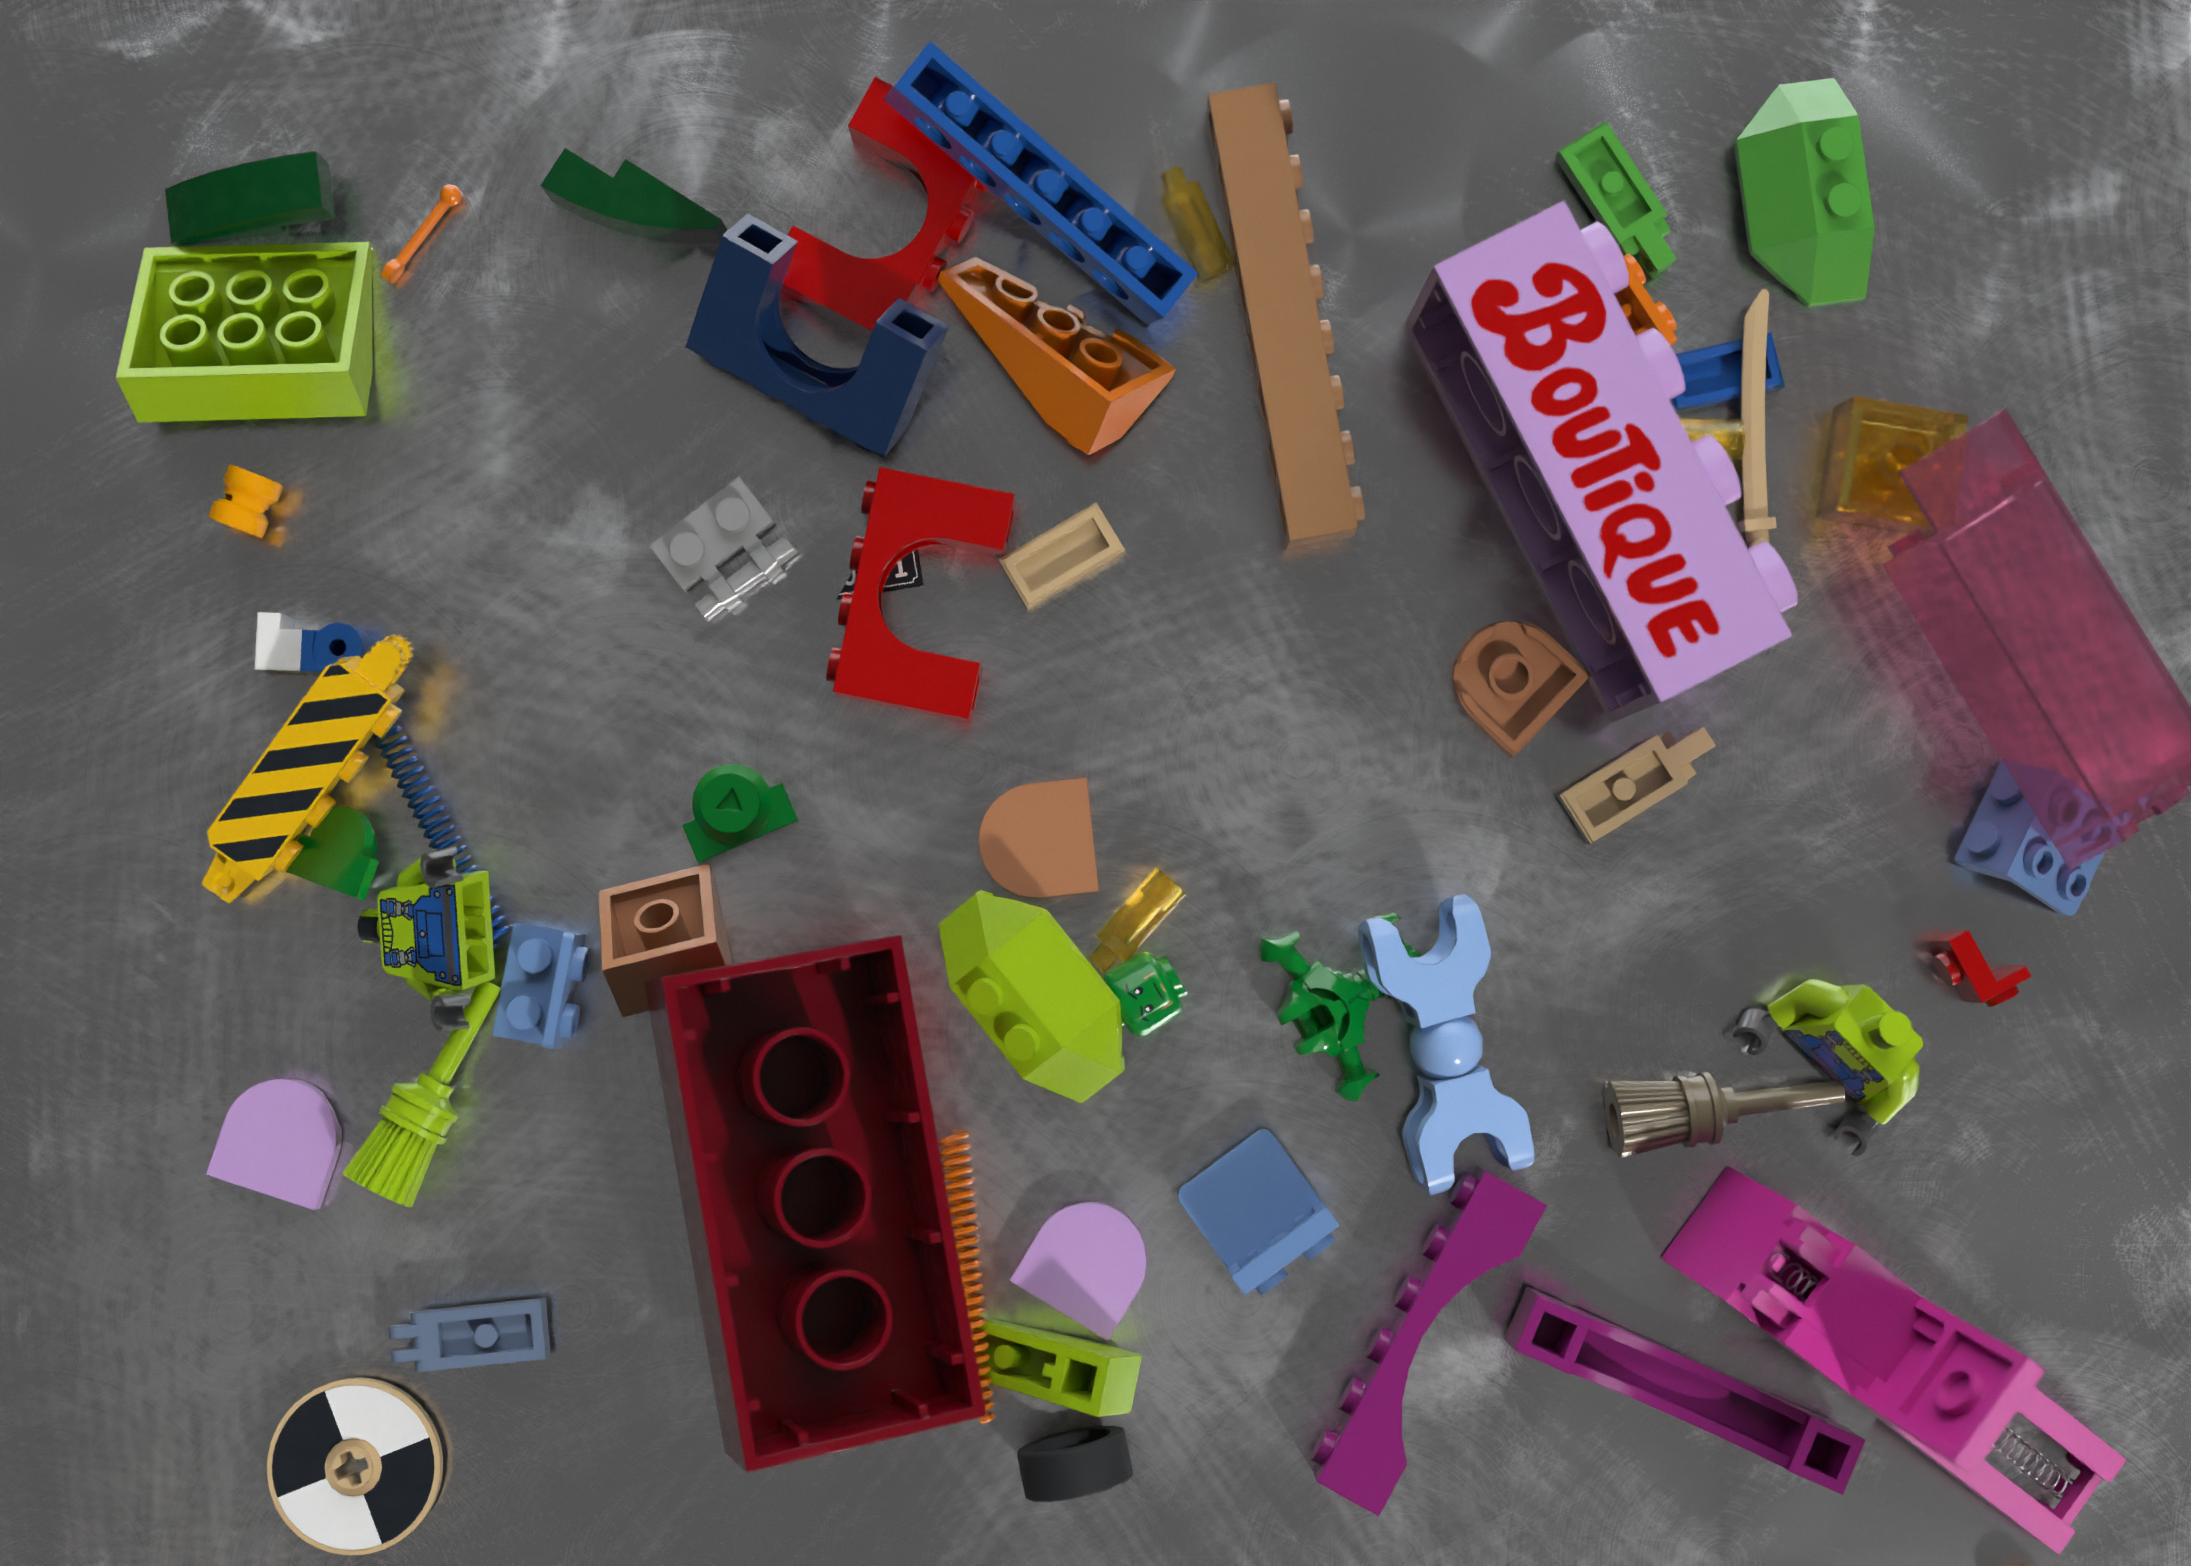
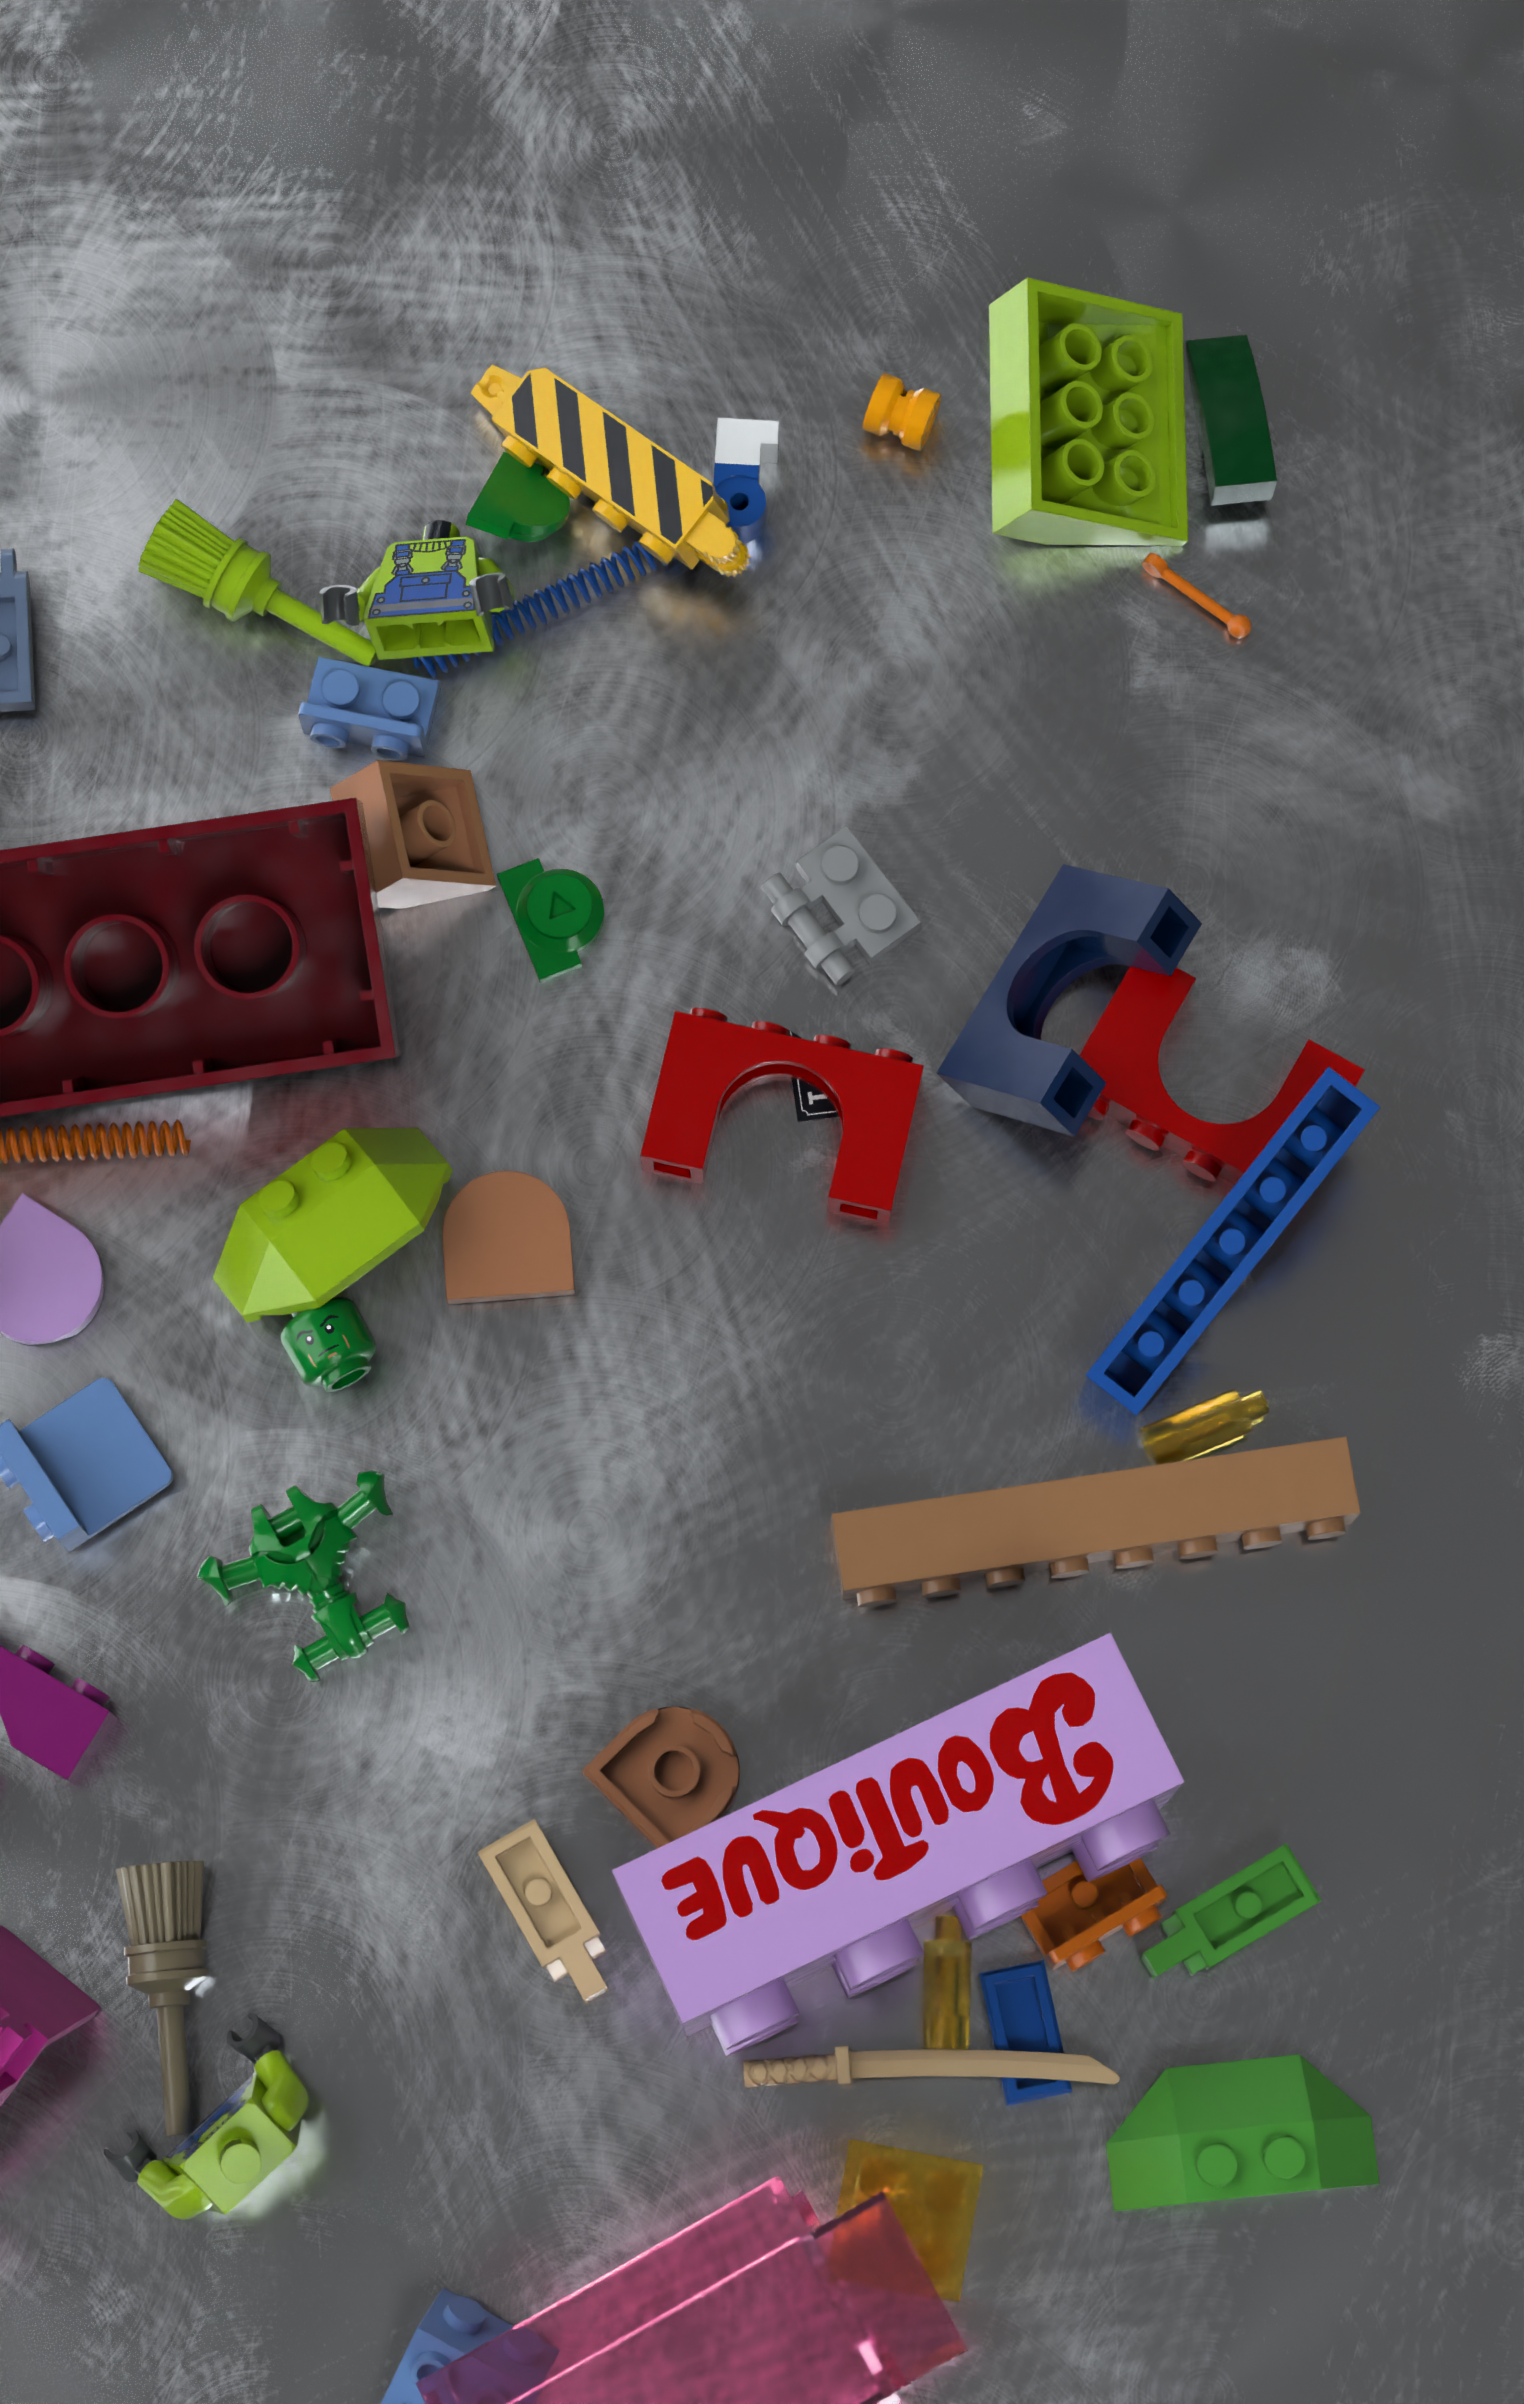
camera: 90 degrees right, 10 degrees down
(279, 1142) = (215, 443): lavender tile -> none
(630, 202) = (1229, 809): dark green slope -> none
(1062, 556) = (826, 1271): tan tile -> none
(1068, 370) = (1038, 1279): orange wedge -> none
(1137, 919) = (413, 1342): clear yellow cylinder -> none
(1446, 1044) = (254, 1673): light blue piece -> none
(1964, 967) = (317, 2284): red bracket -> none

